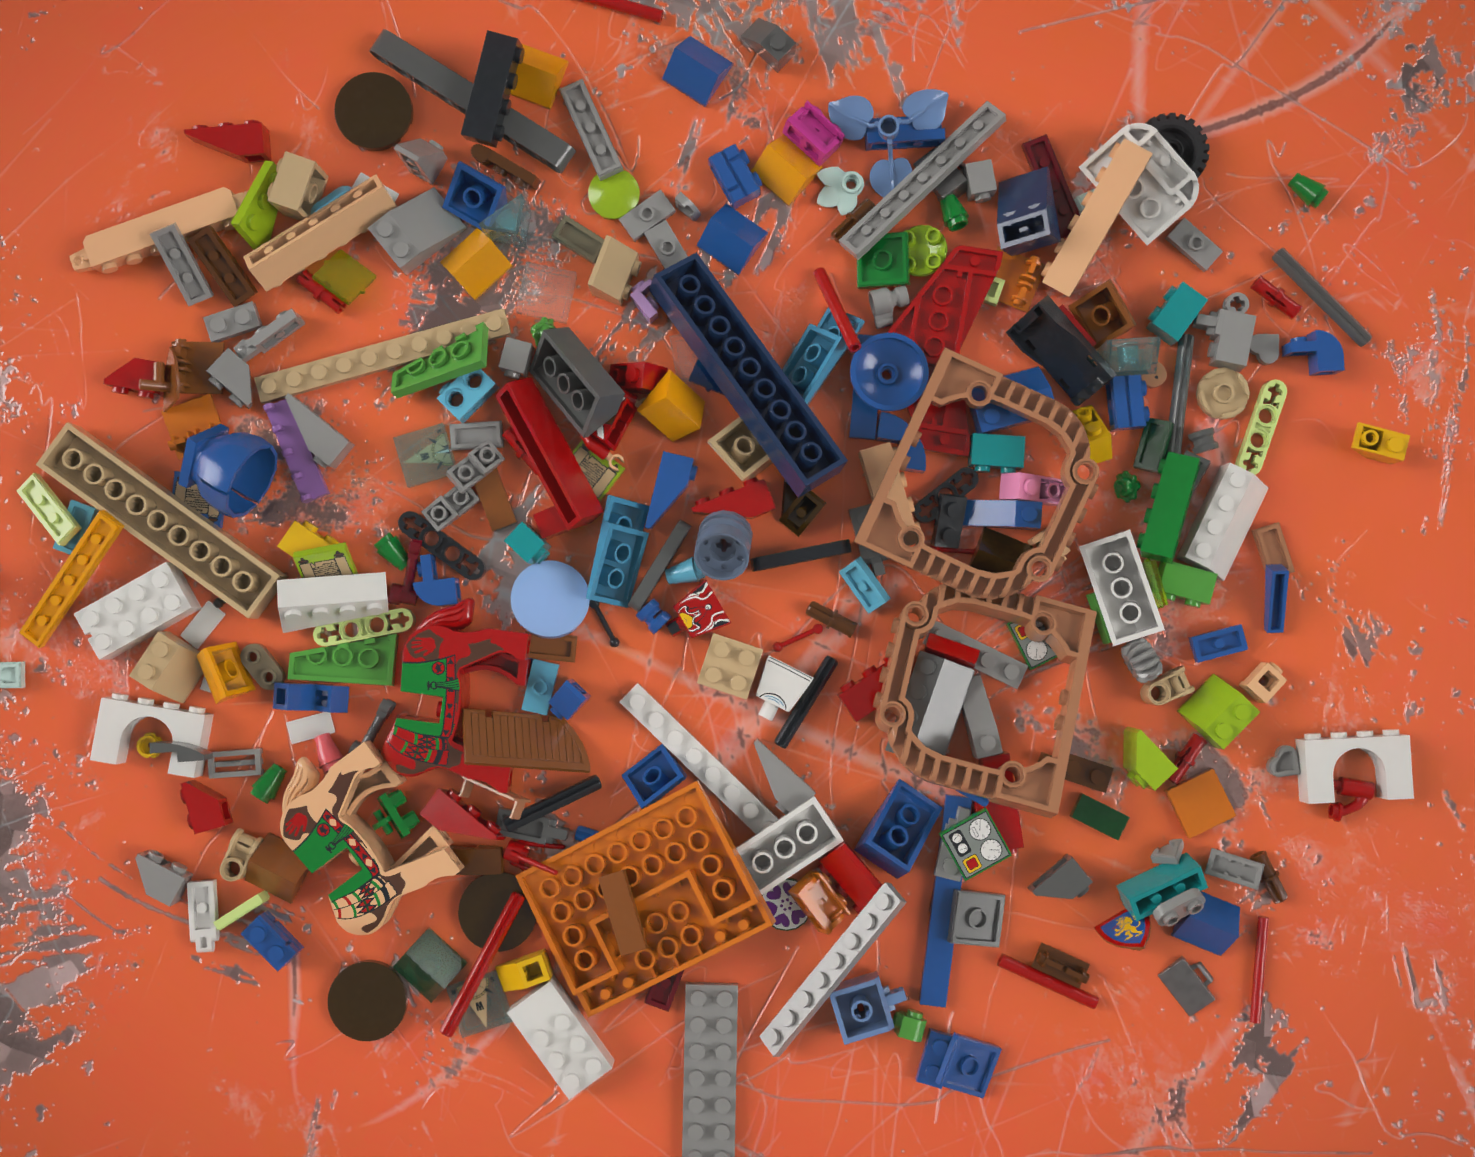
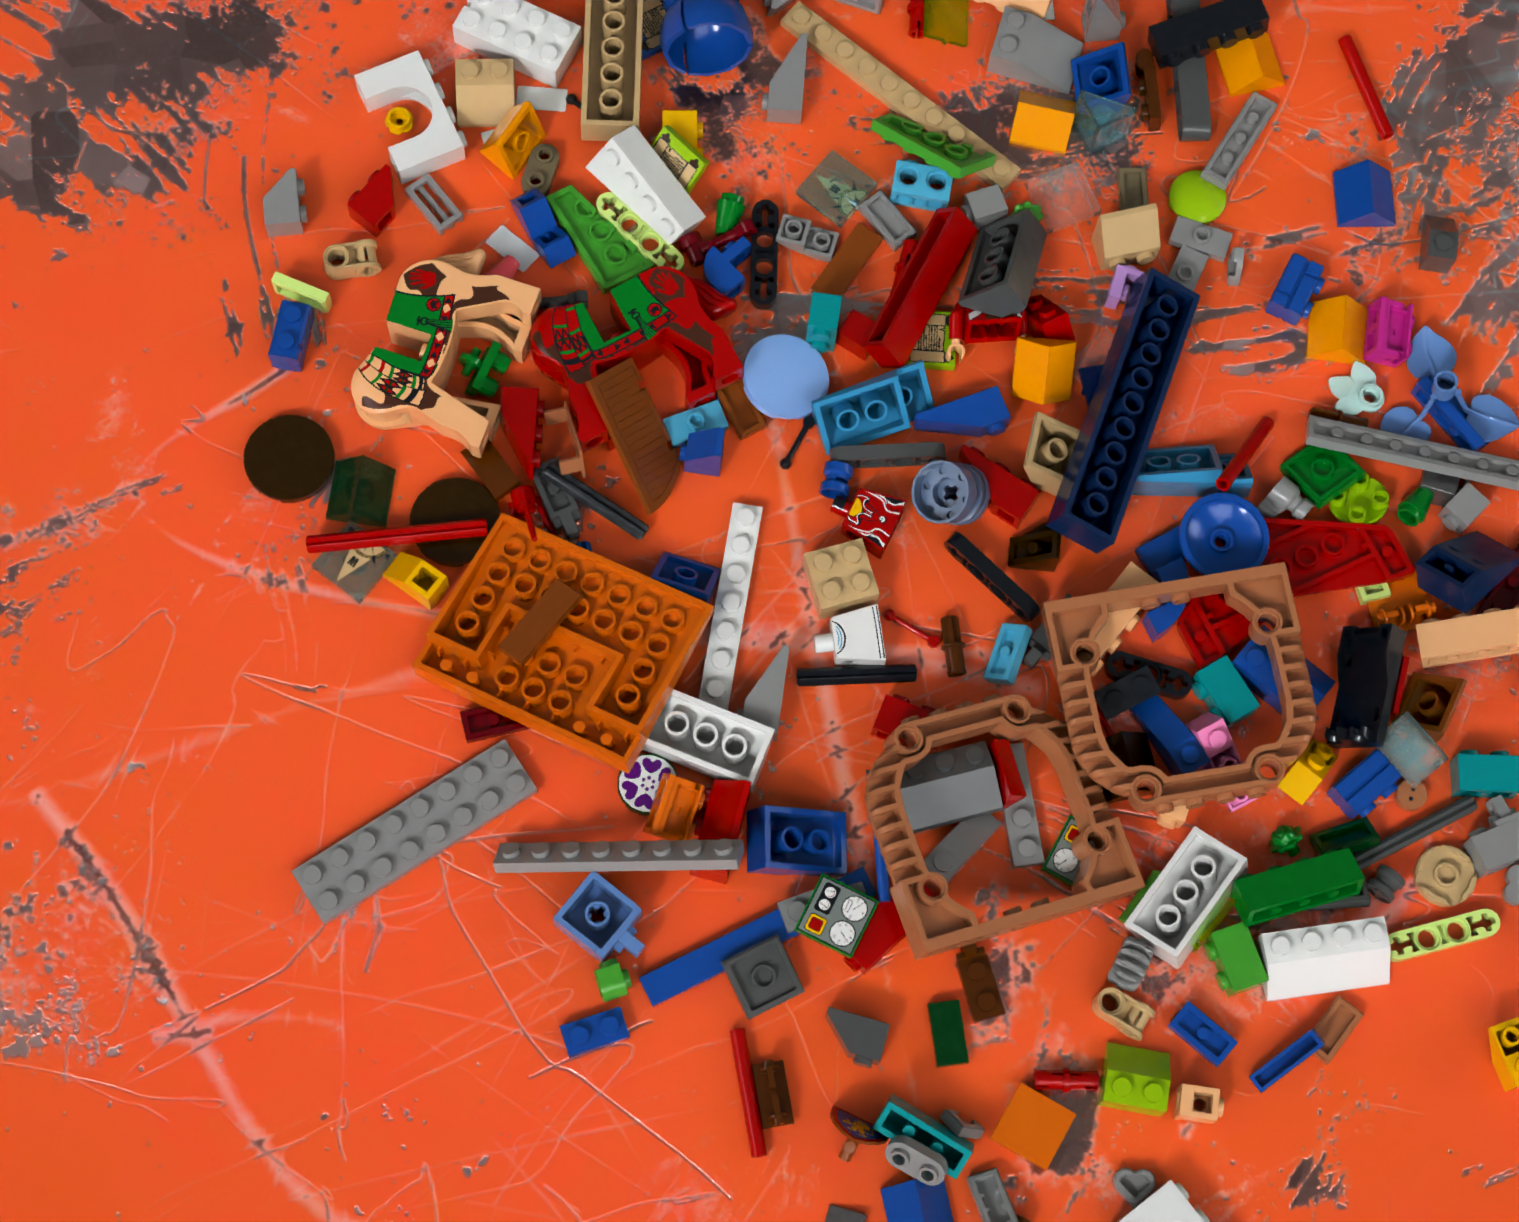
camera: 50 degrees right, 15 degrees down
(185, 751) = (419, 145): dark grey slope -> none
(202, 914) = (279, 257): white hinge -> none
(269, 783) = (436, 243): green cone -> none
(276, 868) = (360, 300): dark orange slope -> none
(294, 449) = (749, 90): medium lavender hinge -> none
(475, 466) = (859, 235): light grey slope -> none
(561, 1037) = (375, 653): white brick -> none
(684, 572) = (896, 481): medium azure cone -> none
(731, 238) = (1236, 324): blue slope -> none
(968, 1065) = (611, 1066): blue tile -> none
(1144, 760) = (1035, 1032): lime slope -> none

